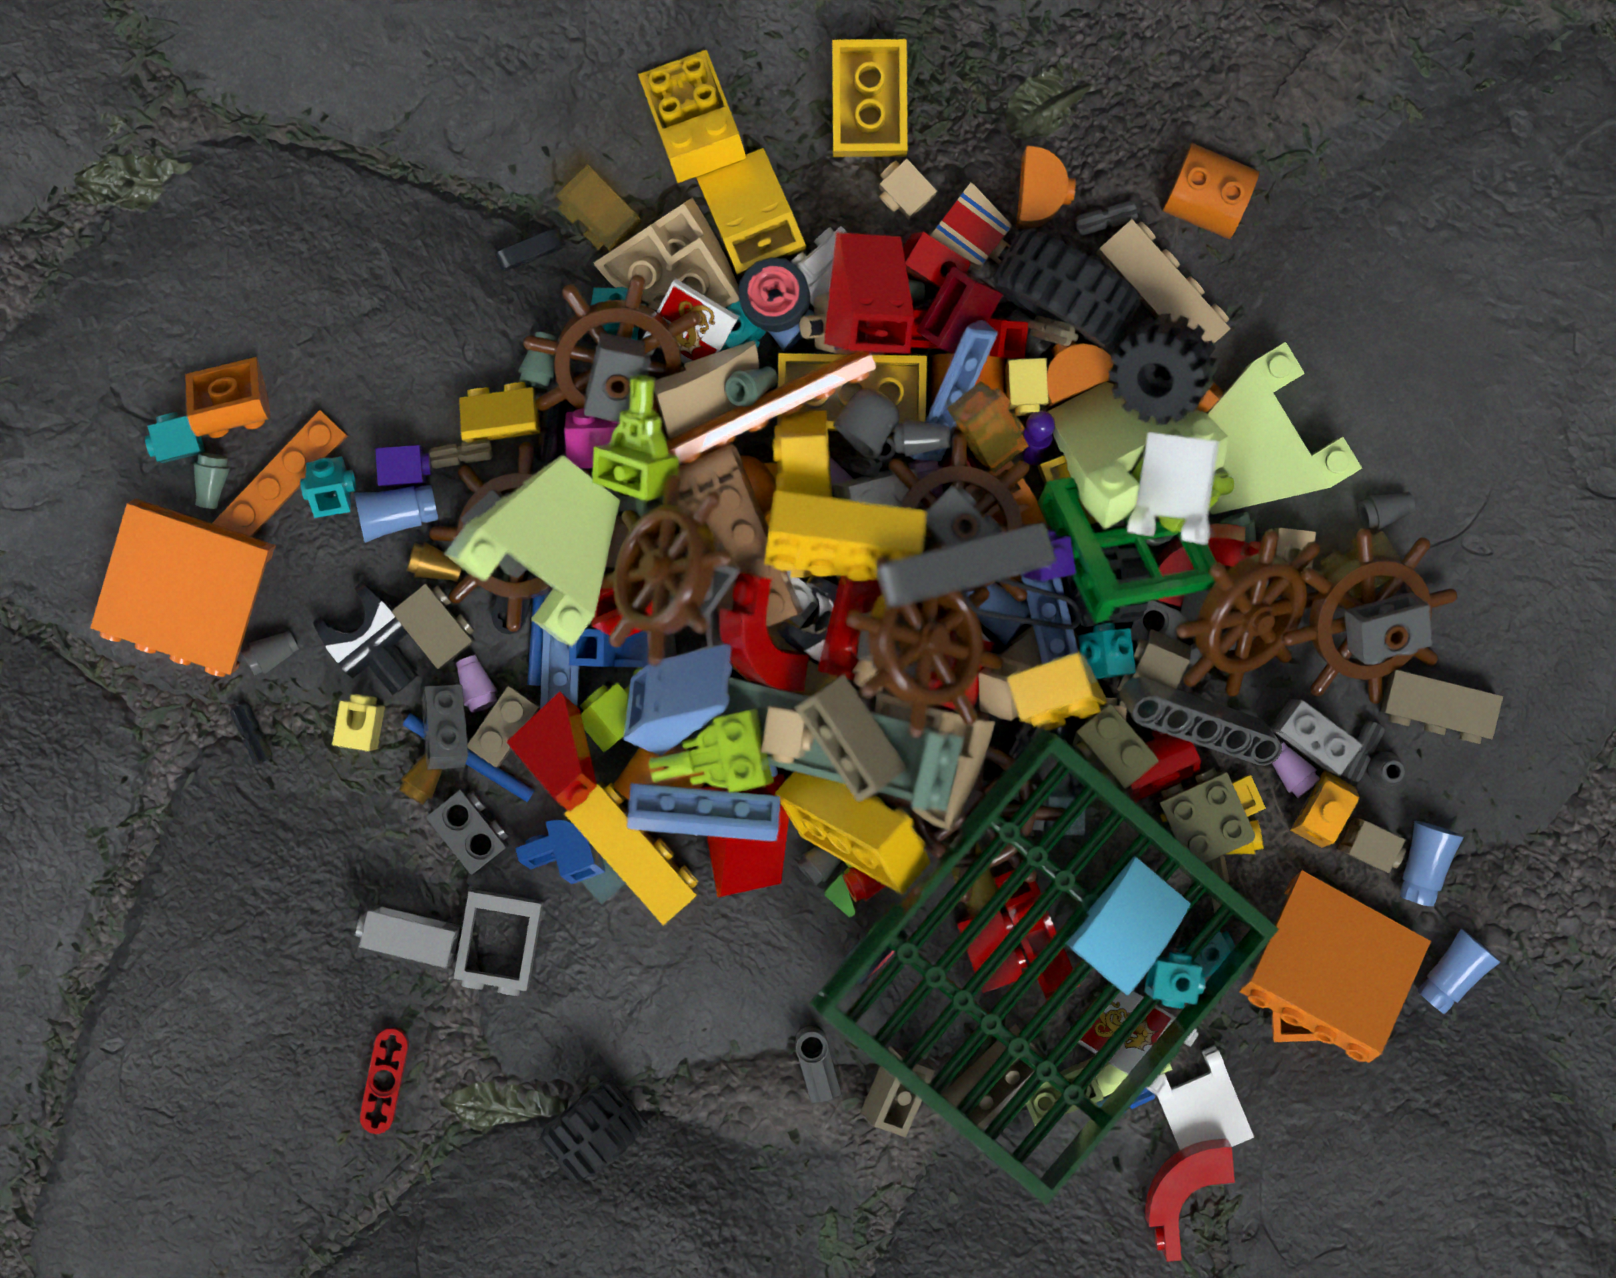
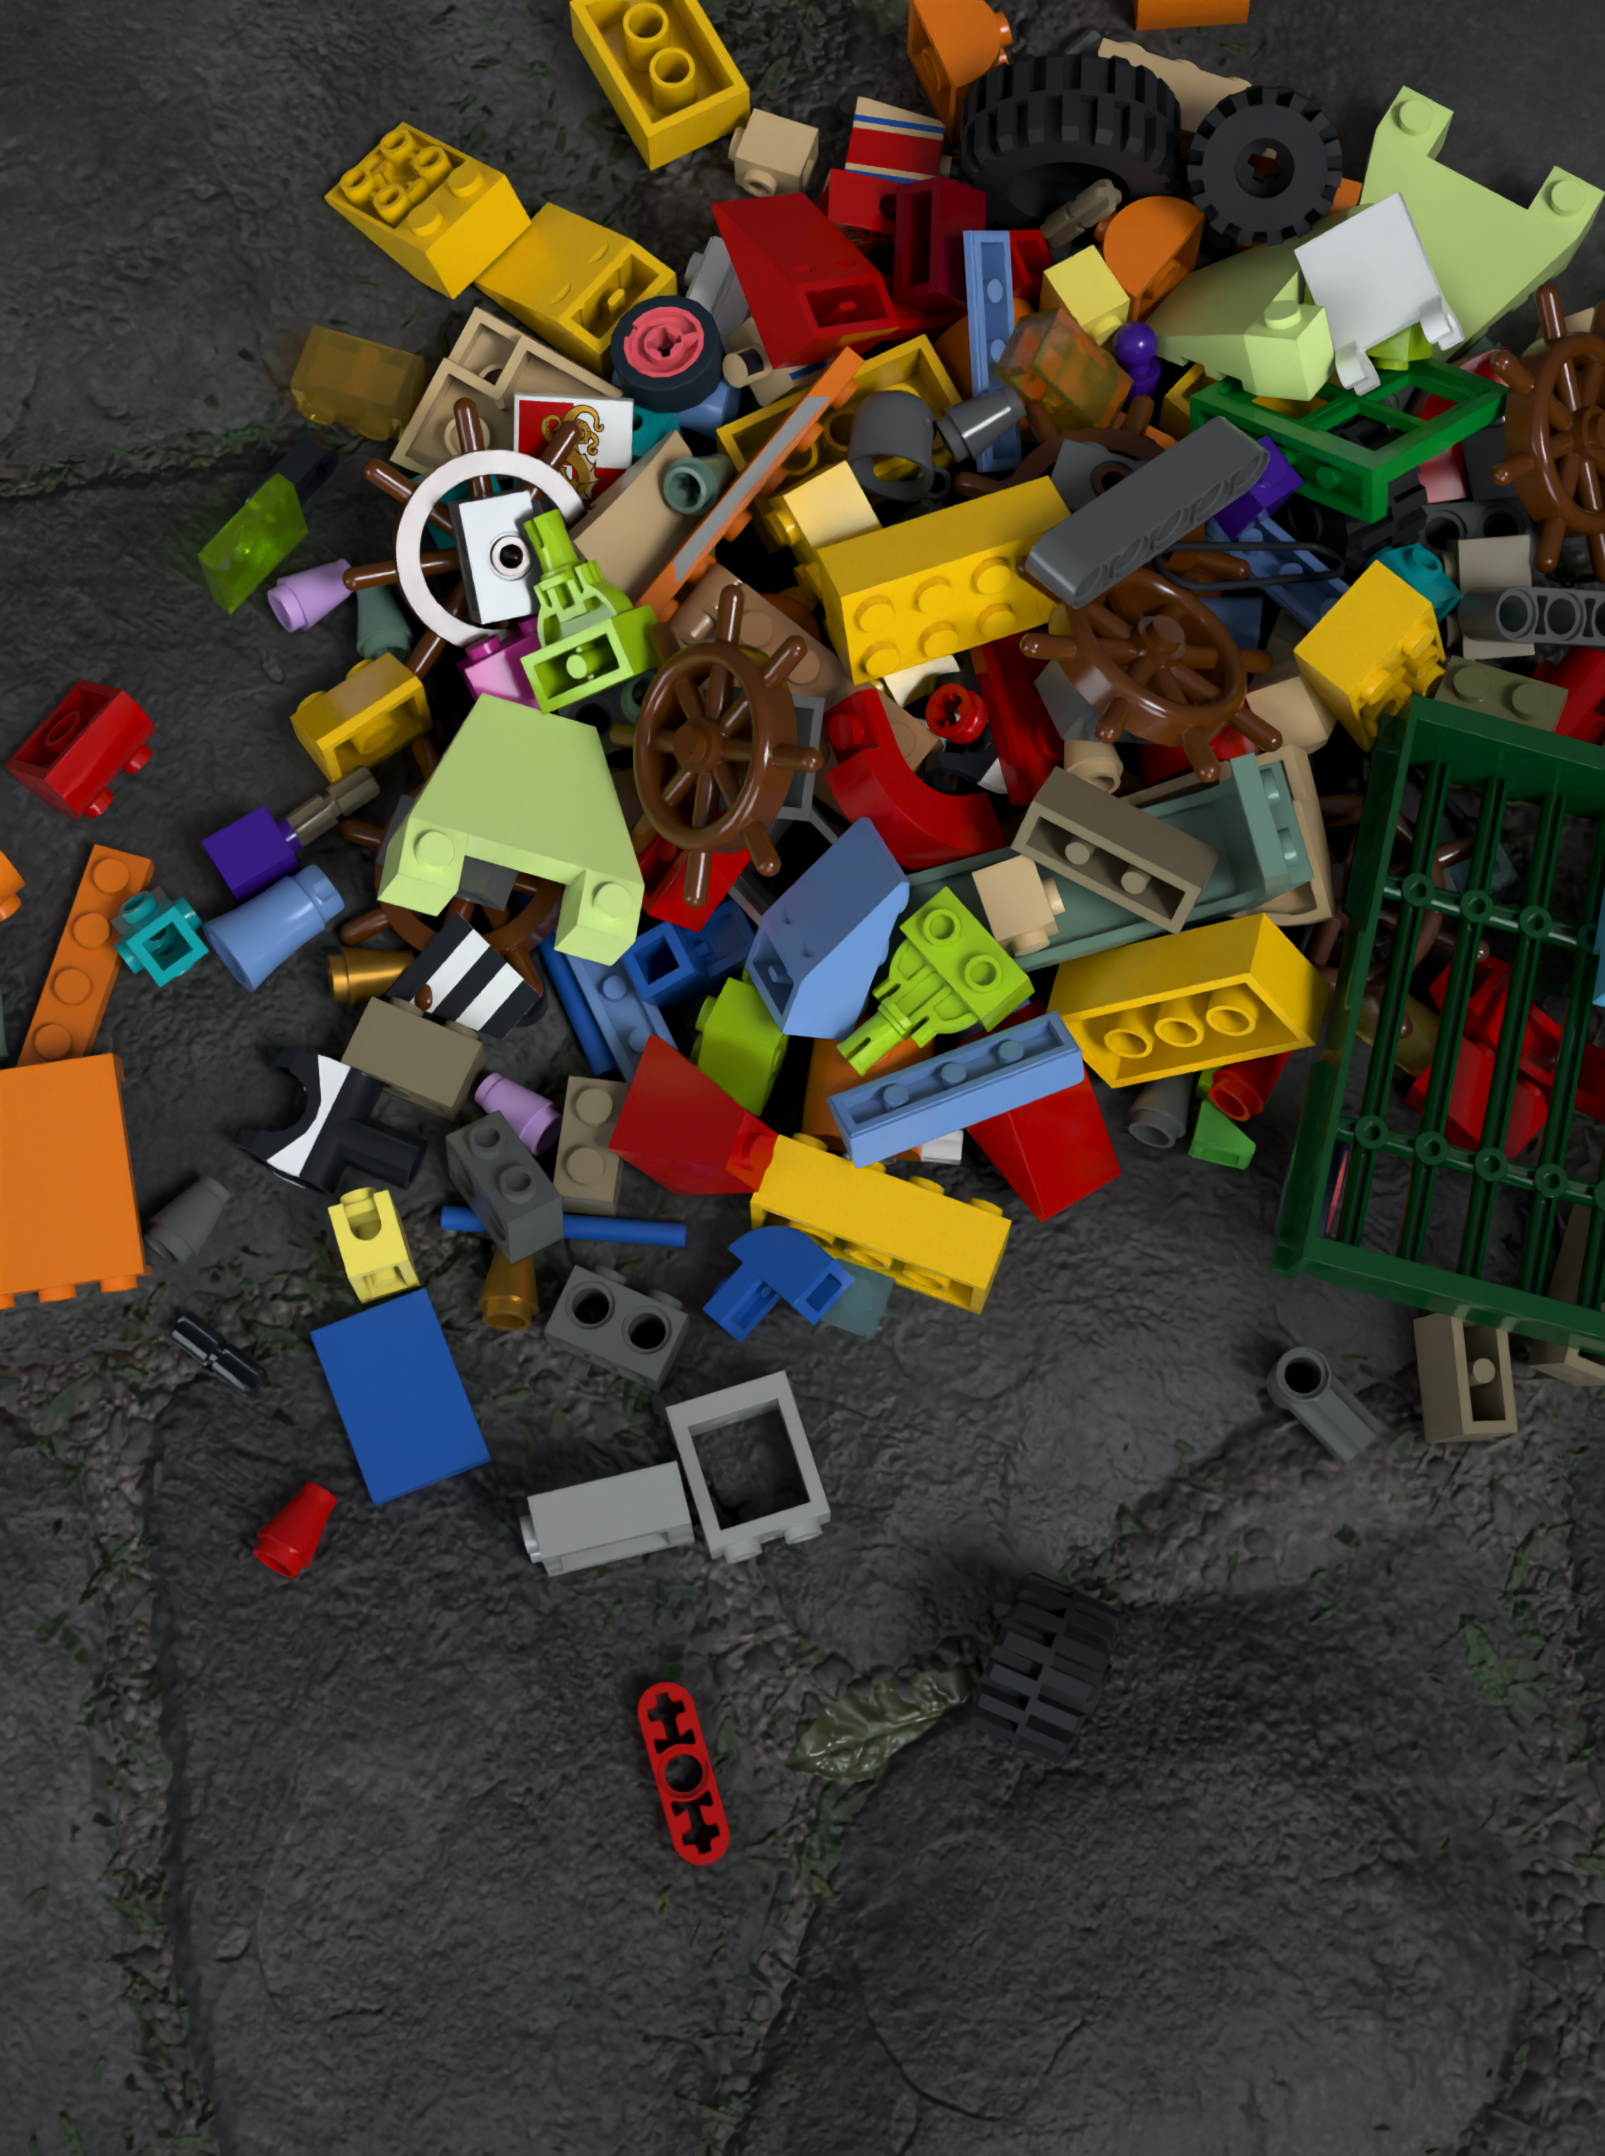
camera: 25 degrees left, 15 degrees down
(246, 851) = (294, 1533): none -> red cone
(336, 805) = (400, 1396): none -> blue tile
(337, 352) = (83, 749): none -> red brick
(481, 604) = (467, 981): none -> black sticker
(488, 283) = (253, 543): none -> clear neon green plate
(510, 323) = (308, 595): none -> lavender cone
(819, 613) = (941, 716): none -> red bush

